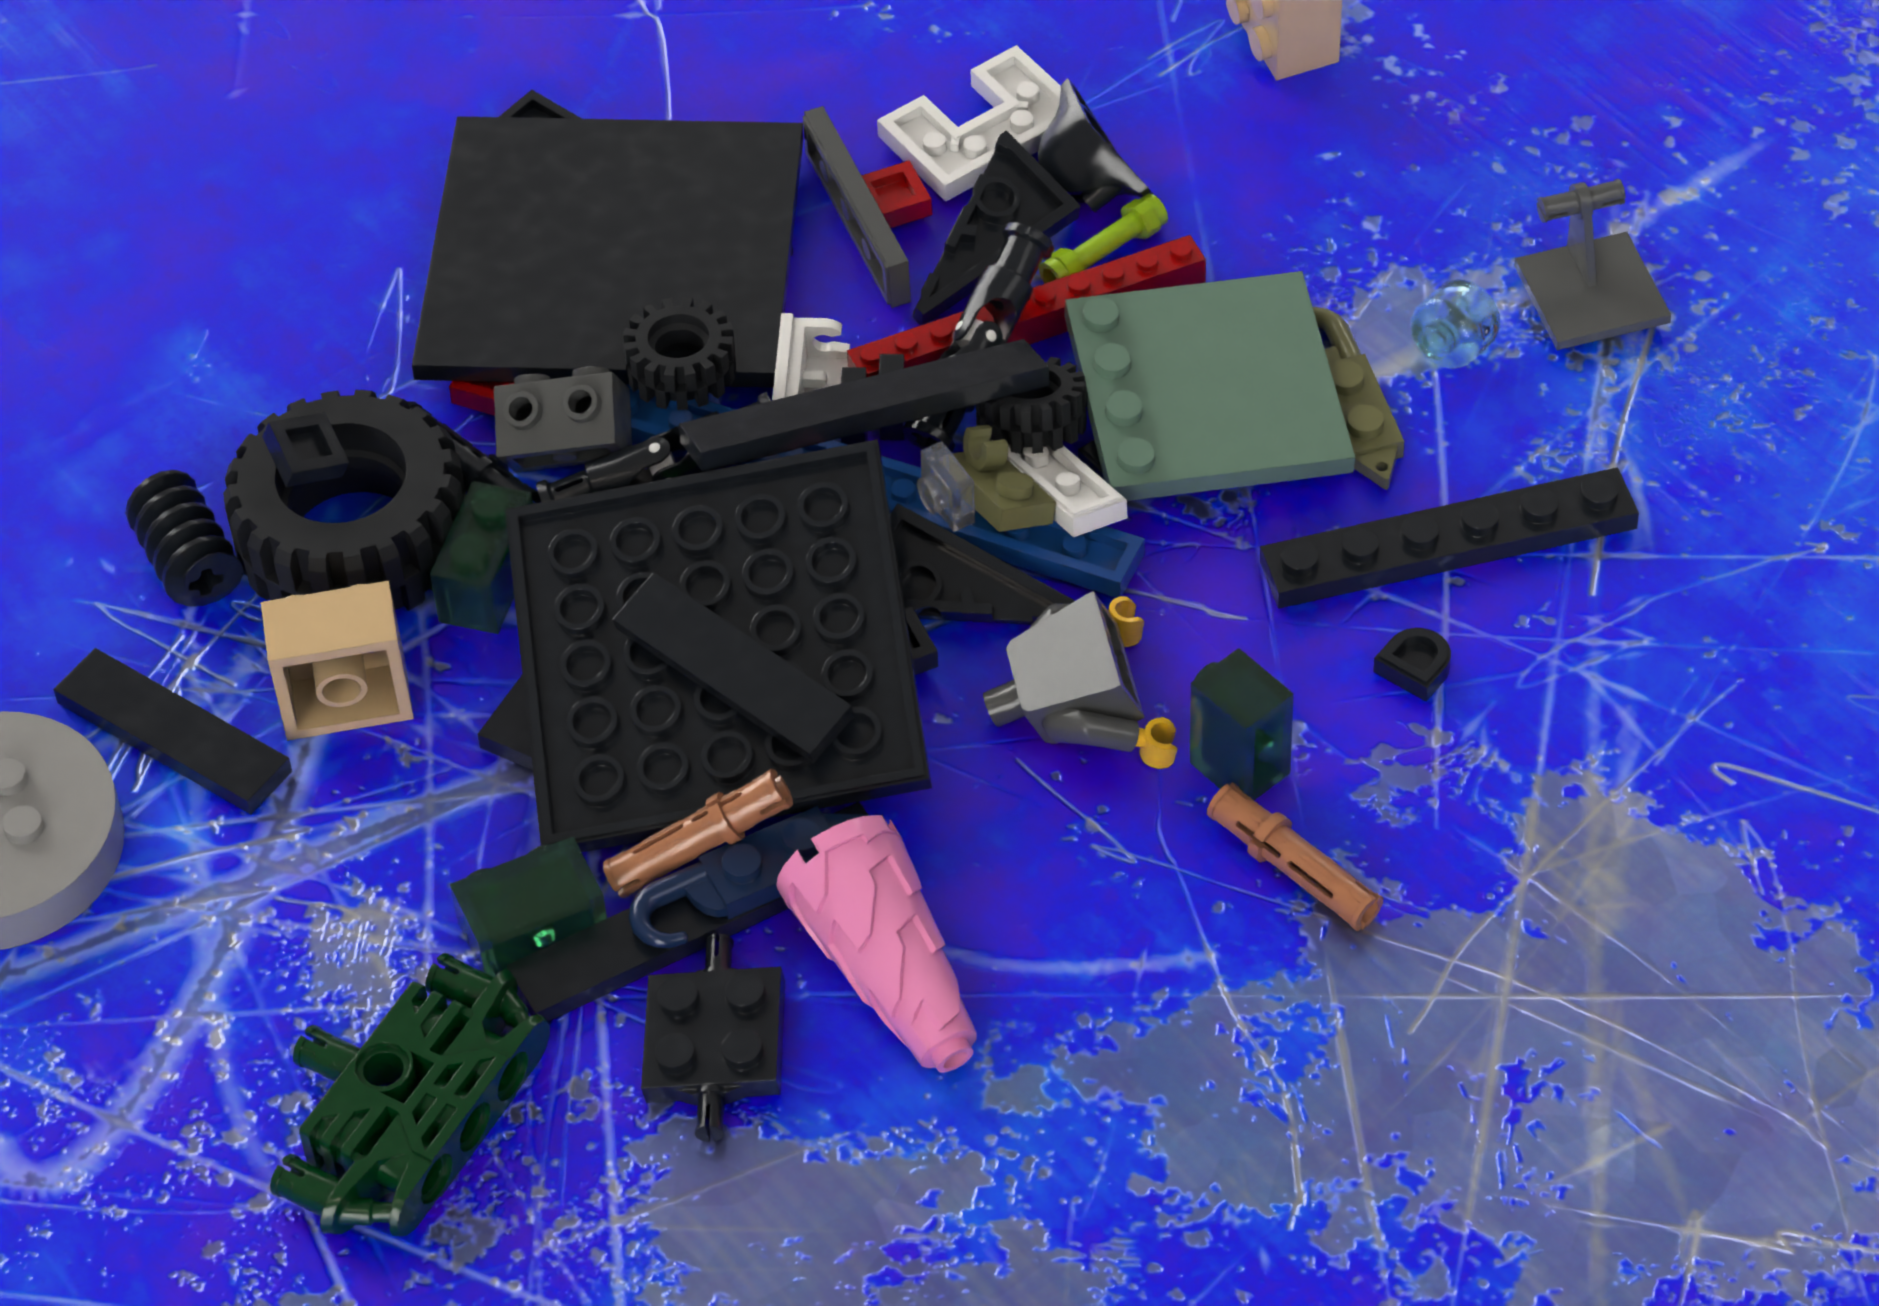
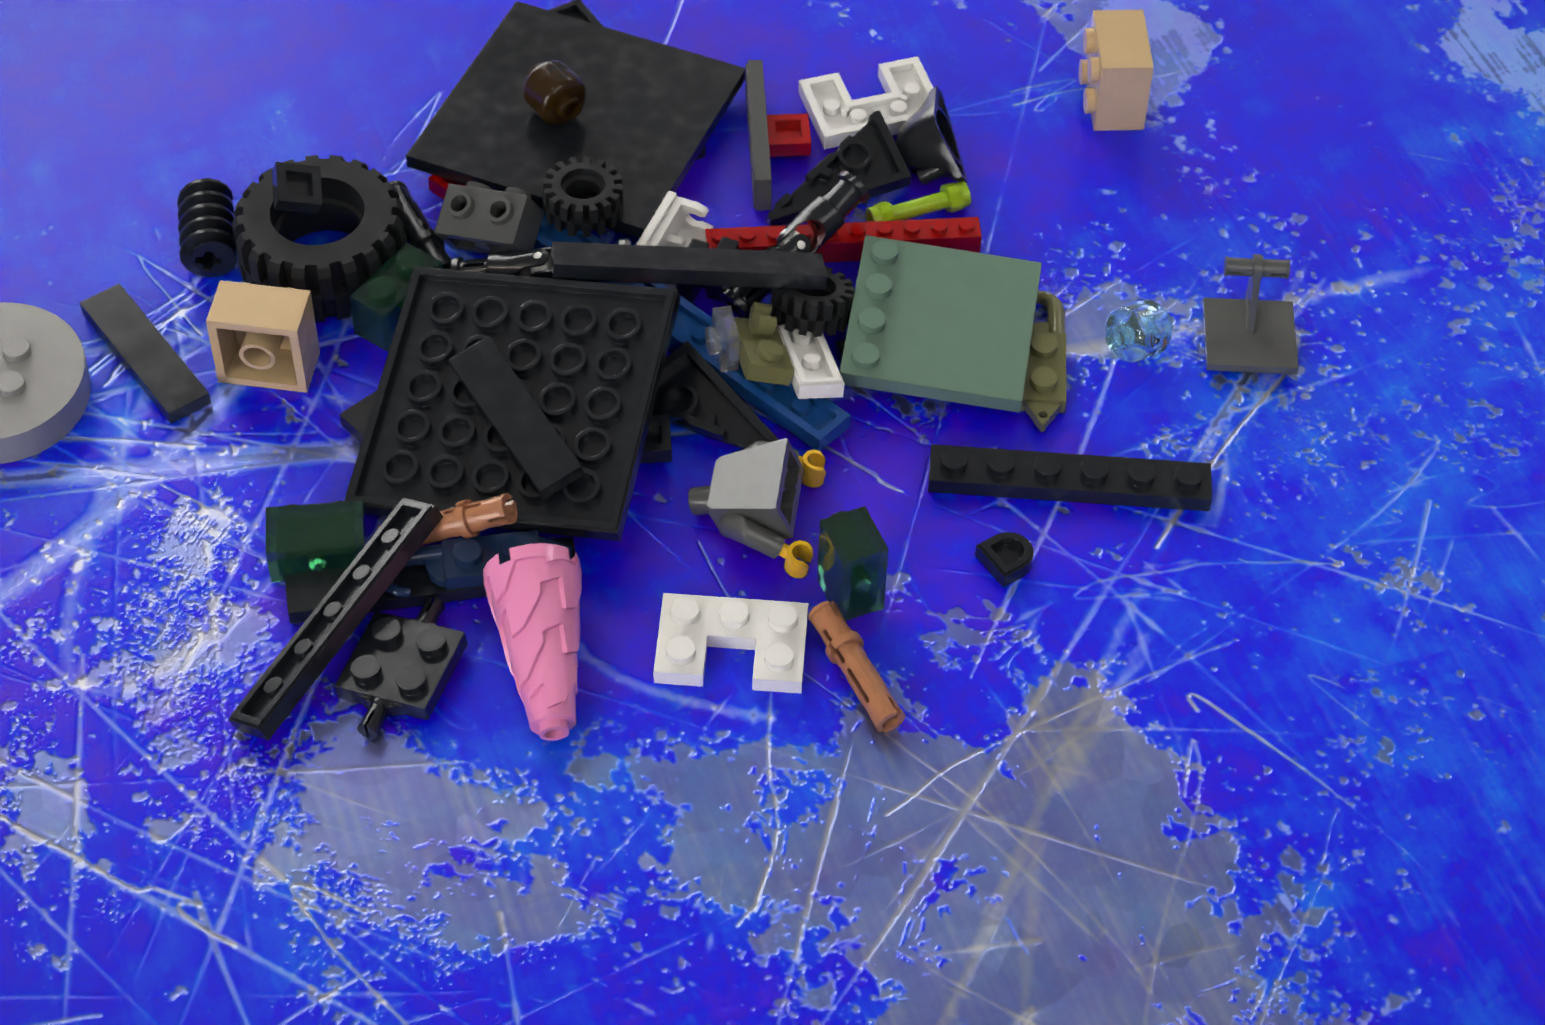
camera: 15 degrees right, 0 degrees up
(420, 1131) = (178, 645): dark green piece -> none
(578, 225) = (554, 92): none -> dark brown head
(607, 1001) = (335, 618): none -> black tile
(1067, 864) = (767, 626): none -> white plate

